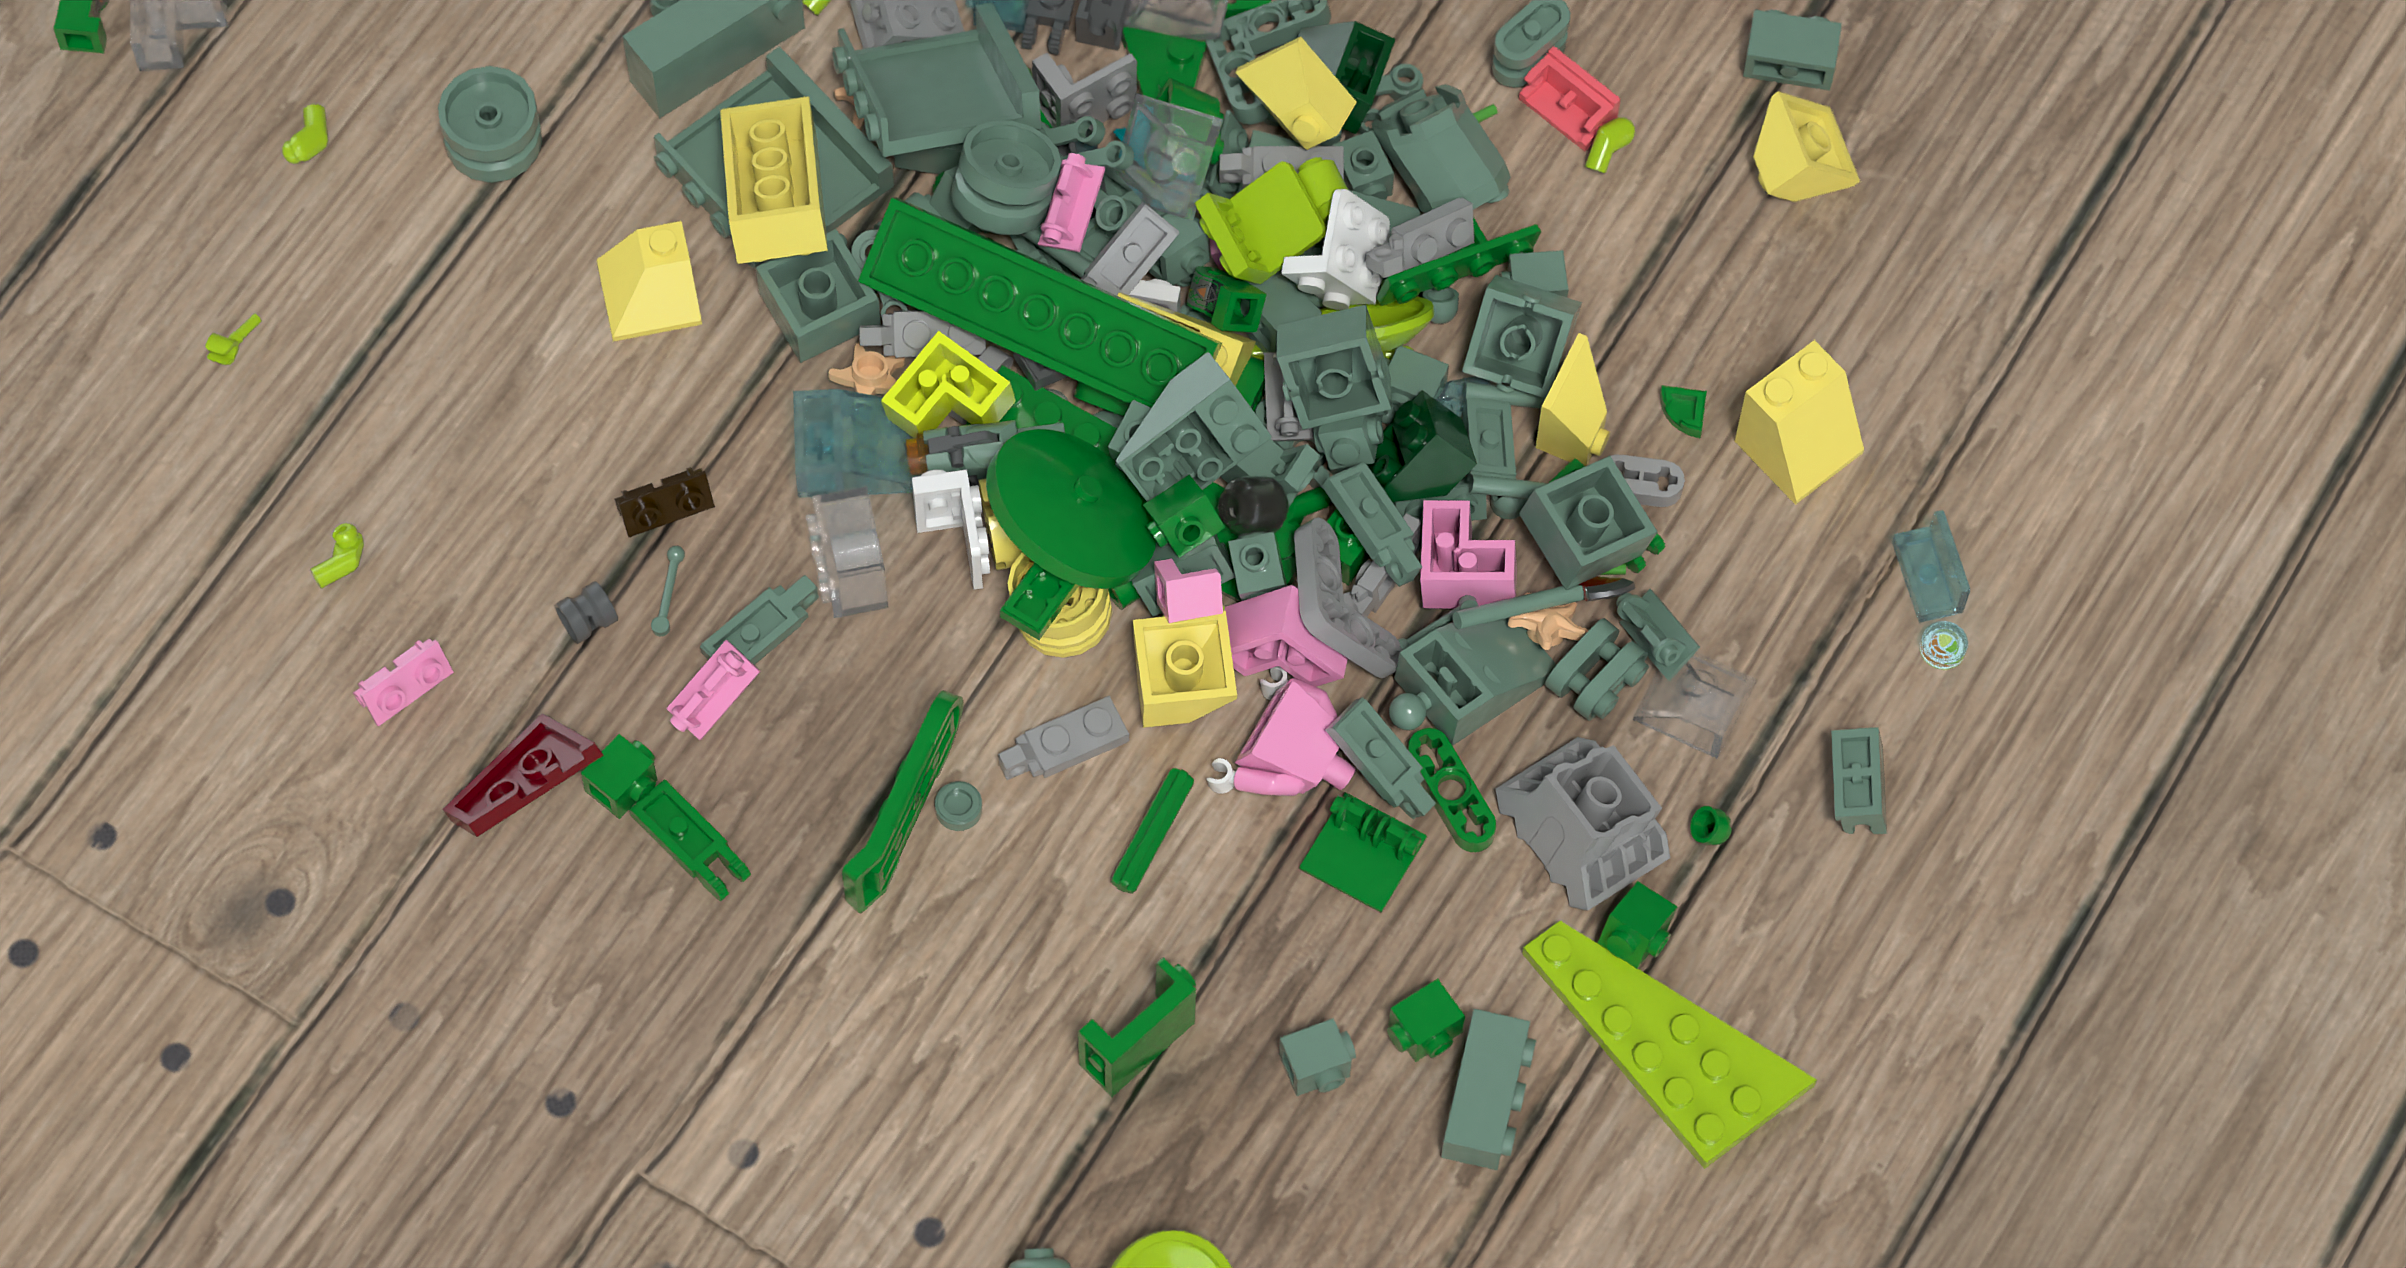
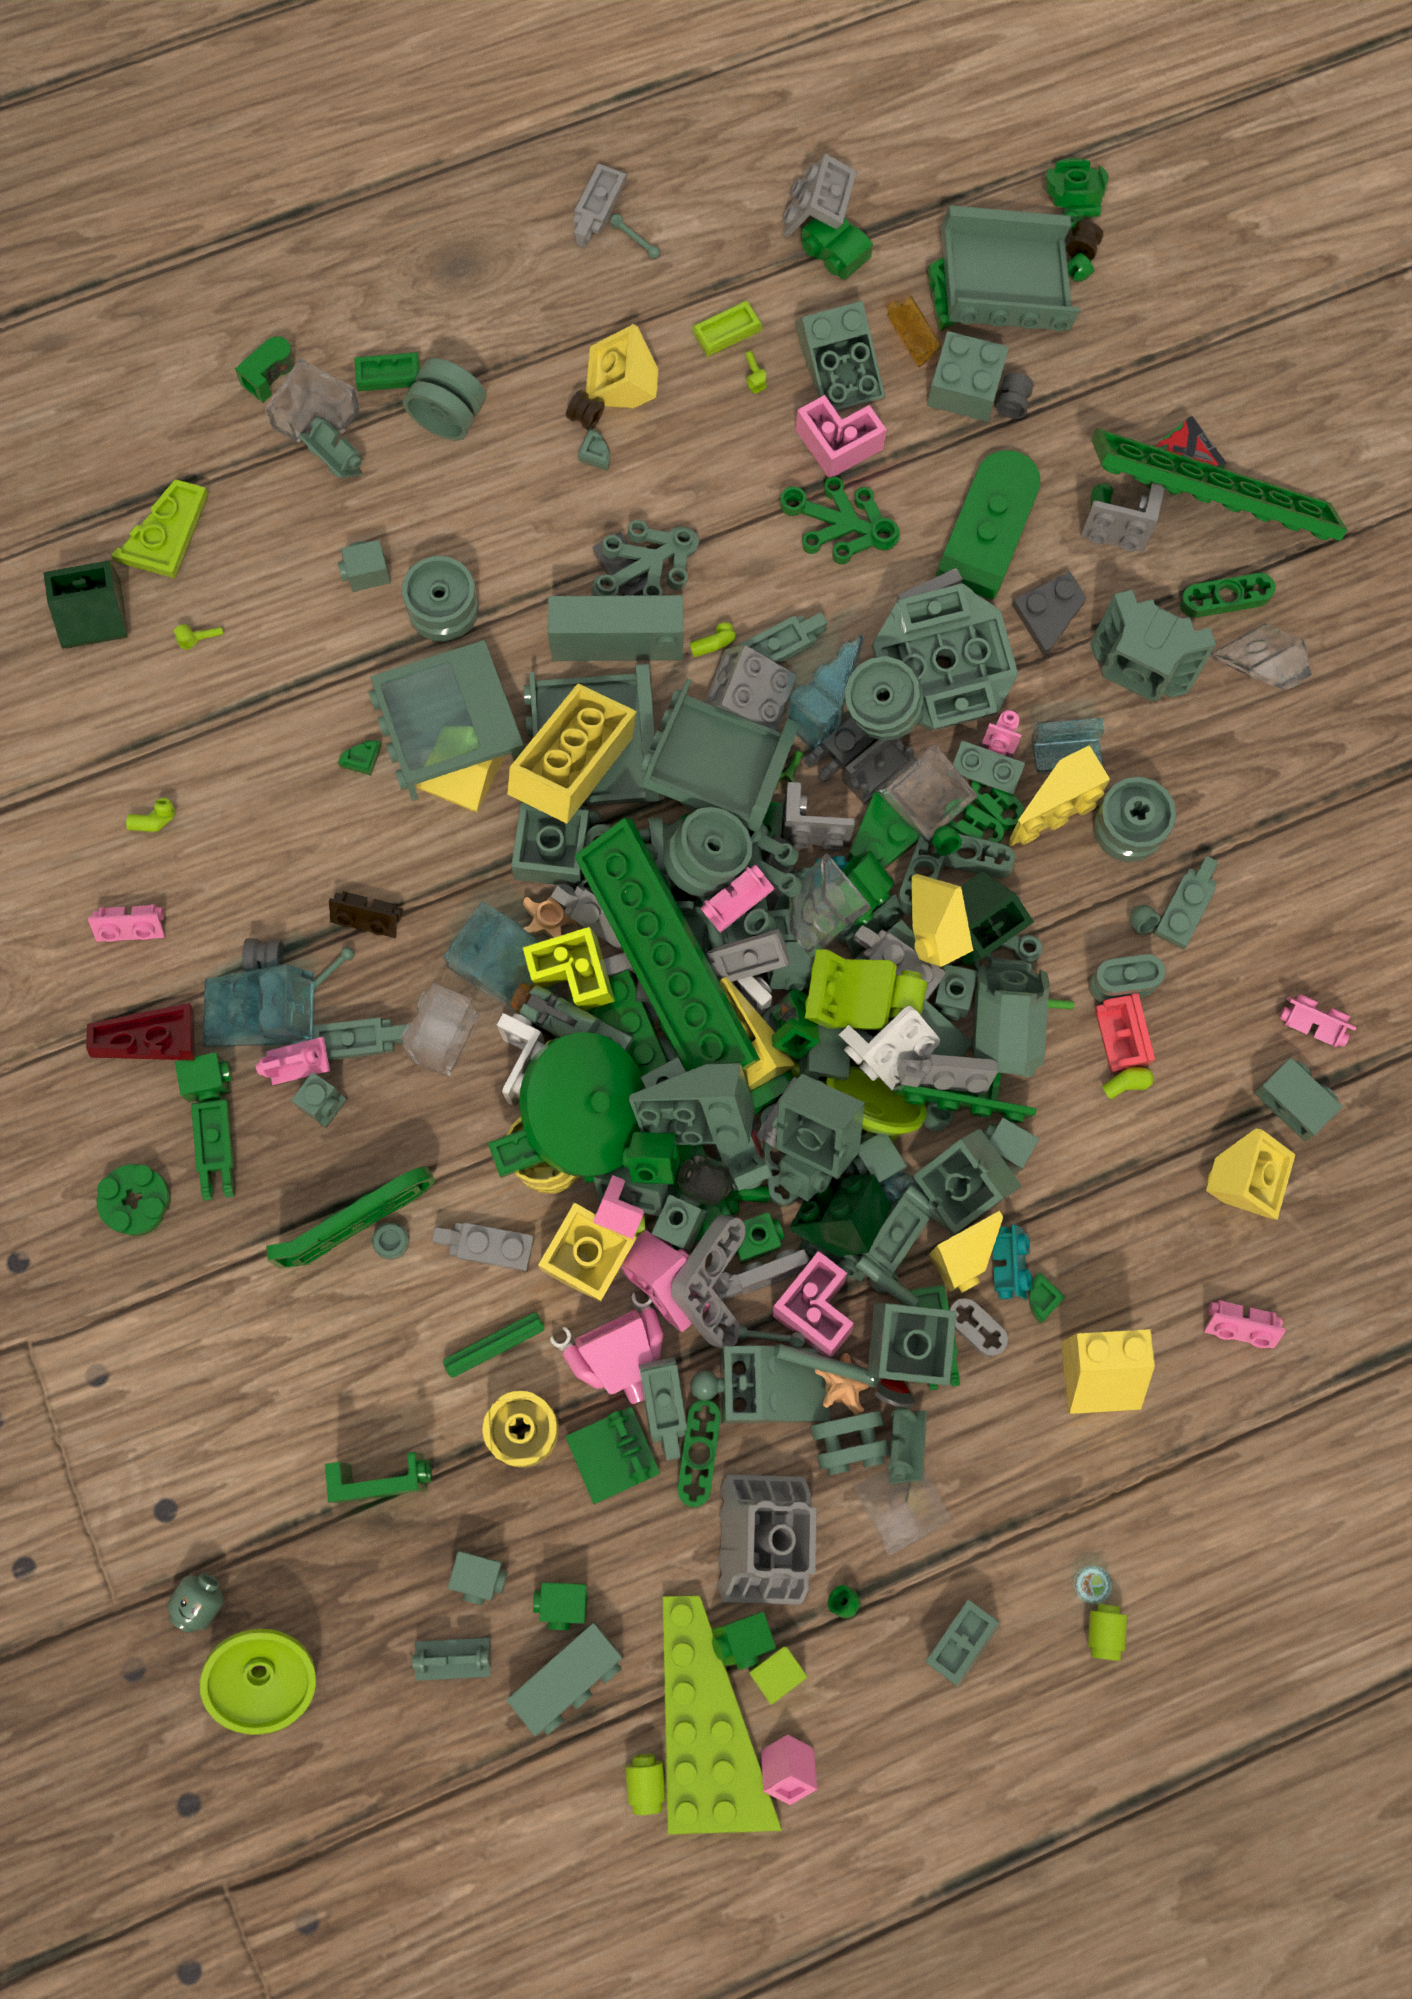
camera: 35 degrees right, 10 degrees up
(83, 381) = (86, 604): none -> dark green slope
(107, 254) = (167, 531): none -> lime wing
(252, 51) = (340, 458): none -> sand green hinge
(310, 139) = (335, 537): lime arm -> none
(371, 145) = (364, 565): none -> sand green brick
(526, 348) = (361, 757): none -> green tile
(595, 237) = (444, 714): none -> panel
(623, 668) = (259, 1007): none -> clear light blue slope
(639, 925) = (115, 1190): none -> green plate
(768, 714) = (319, 1100): none -> sand green brick
(1239, 22) = (946, 840): none -> green hinge
(1252, 858) = (506, 1415): none -> light yellow brick
(1355, 1156) = (452, 1659): none -> sand green hinge
(1374, 521) = (774, 1244): sand green hinge -> none
(1639, 407) = (1014, 1276): none -> teal hinge
(1646, 1132) = (645, 1784): none -> lime brick
(1697, 936) = (777, 1674): none -> lime panel
(1779, 1018) = (788, 1769): none -> bright pink panel
(1915, 298) = (1260, 1328): none -> bright pink hinge
(1932, 570) = (1122, 1528): clear light blue panel -> none
(1992, 674) = (1107, 1632): none -> lime brick

